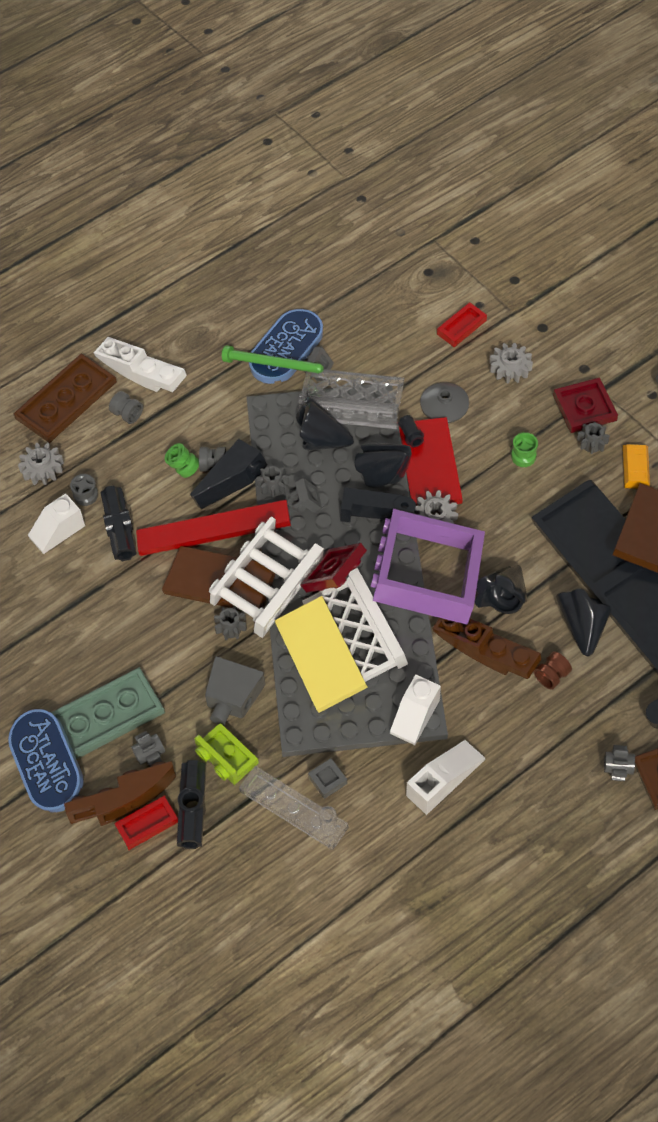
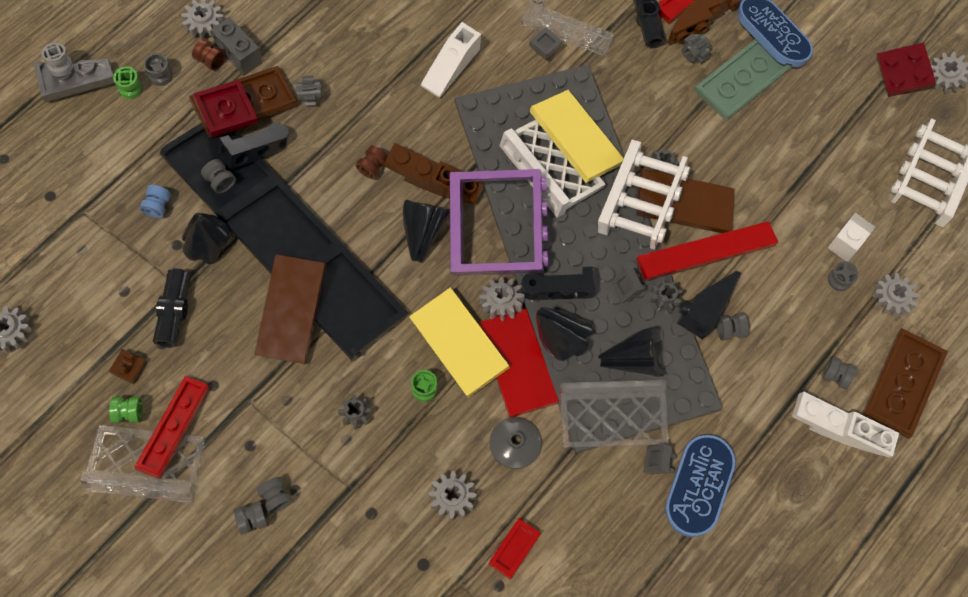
camera: 160 degrees right, 10 degrees up
(118, 523) = (797, 245): black piece -> none
(179, 457) = (762, 315): bright green wheel -> none
(226, 753) = (633, 53): lime bracket -> none
(230, 354) = (756, 458): bright green bar -> none
(232, 689) = (644, 107): dark grey torso -> none
(333, 568) = (583, 203): dark red plate -> none
(413, 436) = (543, 383): black pin -> none
(415, 709) = (483, 101): white slope -> none
(485, 483) = (459, 342): none -> light yellow tile
(584, 618) = (349, 216): black hat -> none
(585, 404) = (366, 455): dark red plate -> none
(636, 466) = (308, 393): light orange tile -> none

